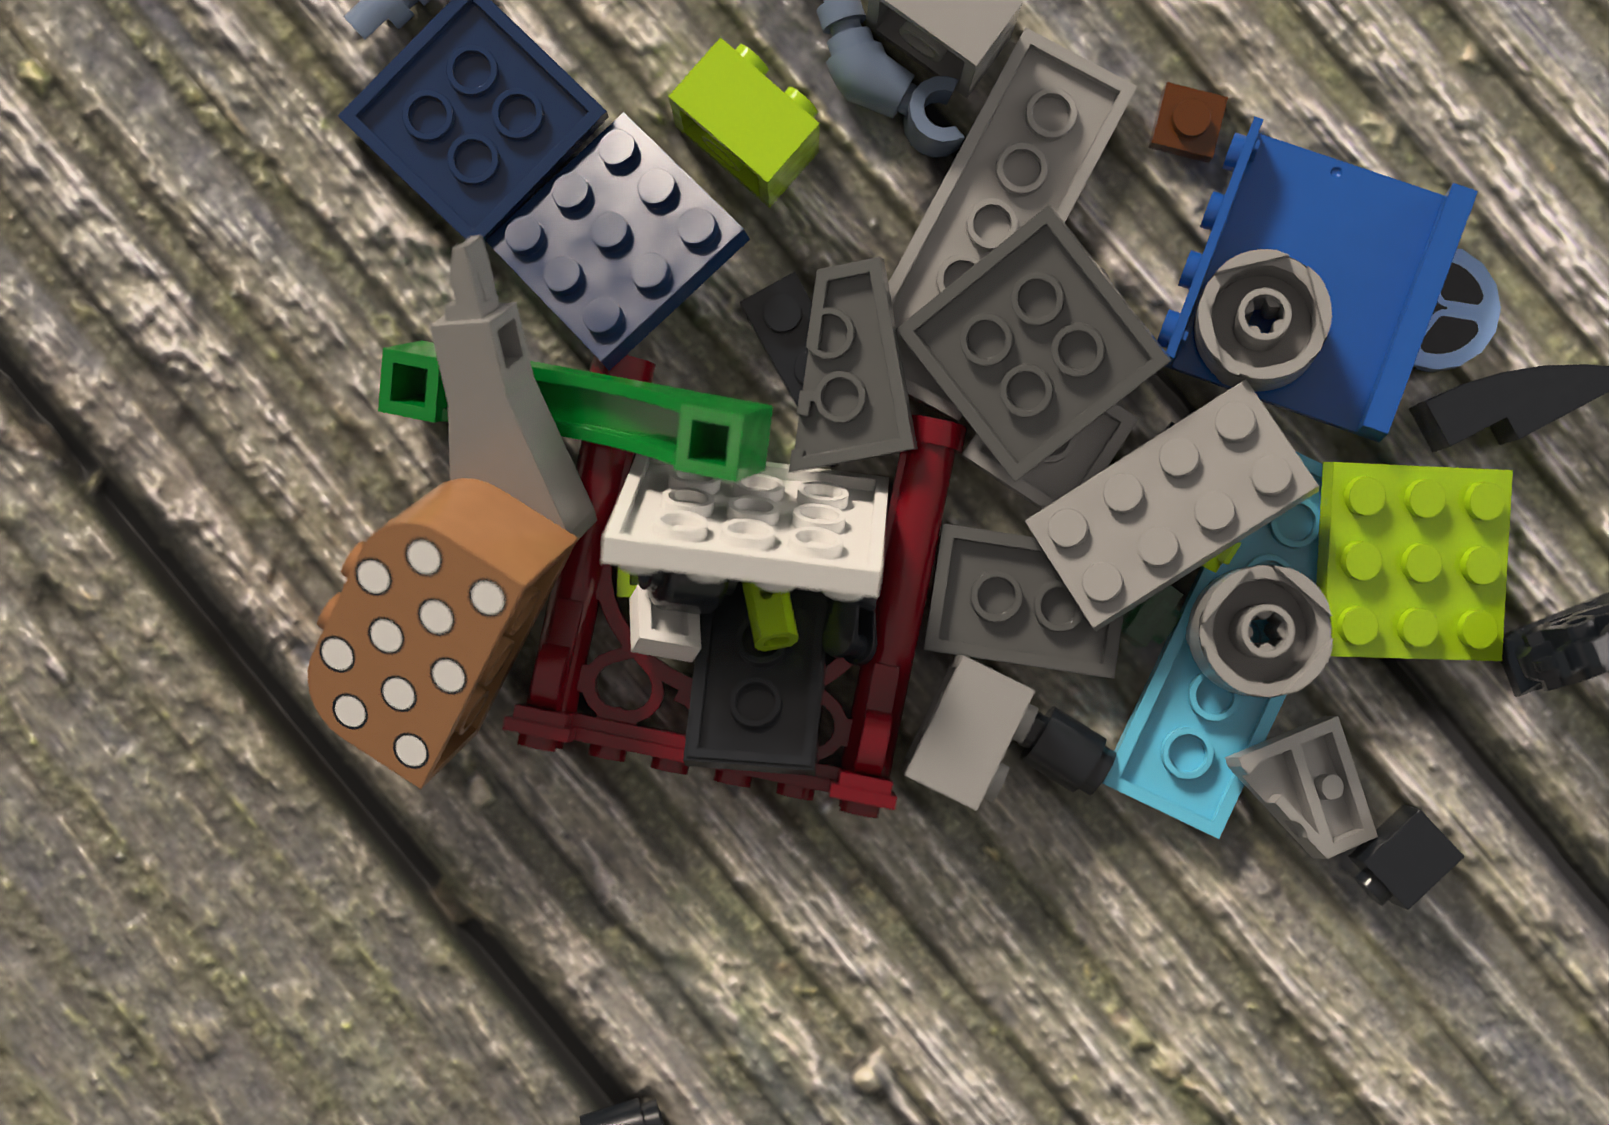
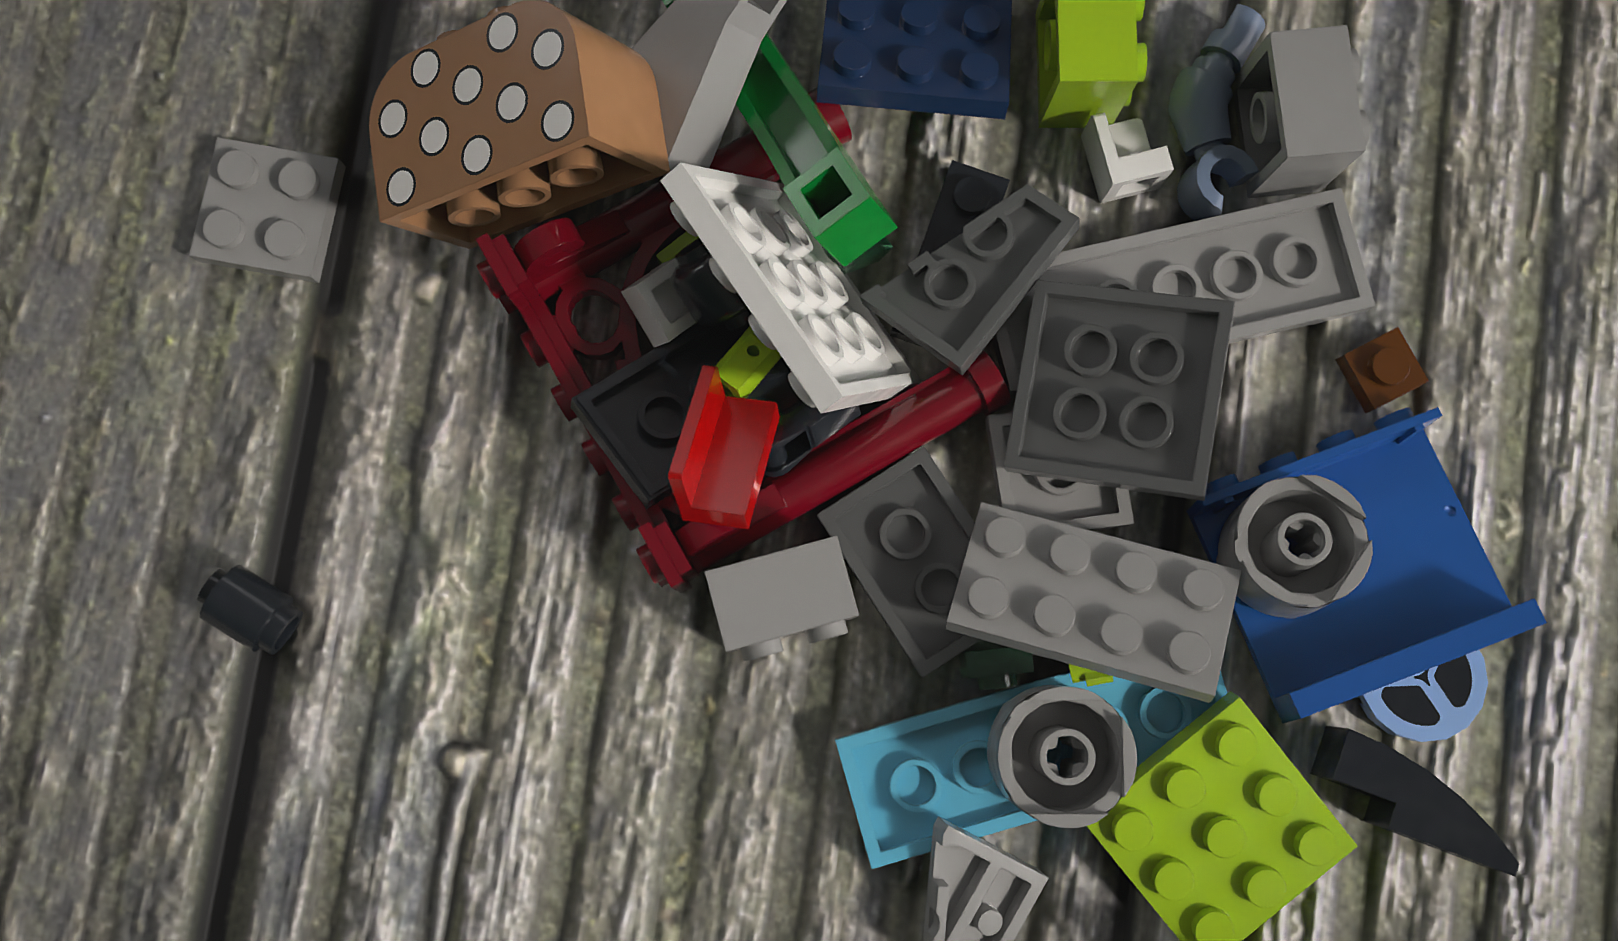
camera: 45 degrees right, 5 degrees down
(310, 863) = (267, 210): none -> light grey plate
(830, 686) = (721, 454): none -> red panel
(853, 168) = (1123, 159): none -> white panel
(1067, 751) = (835, 690): black brick -> none

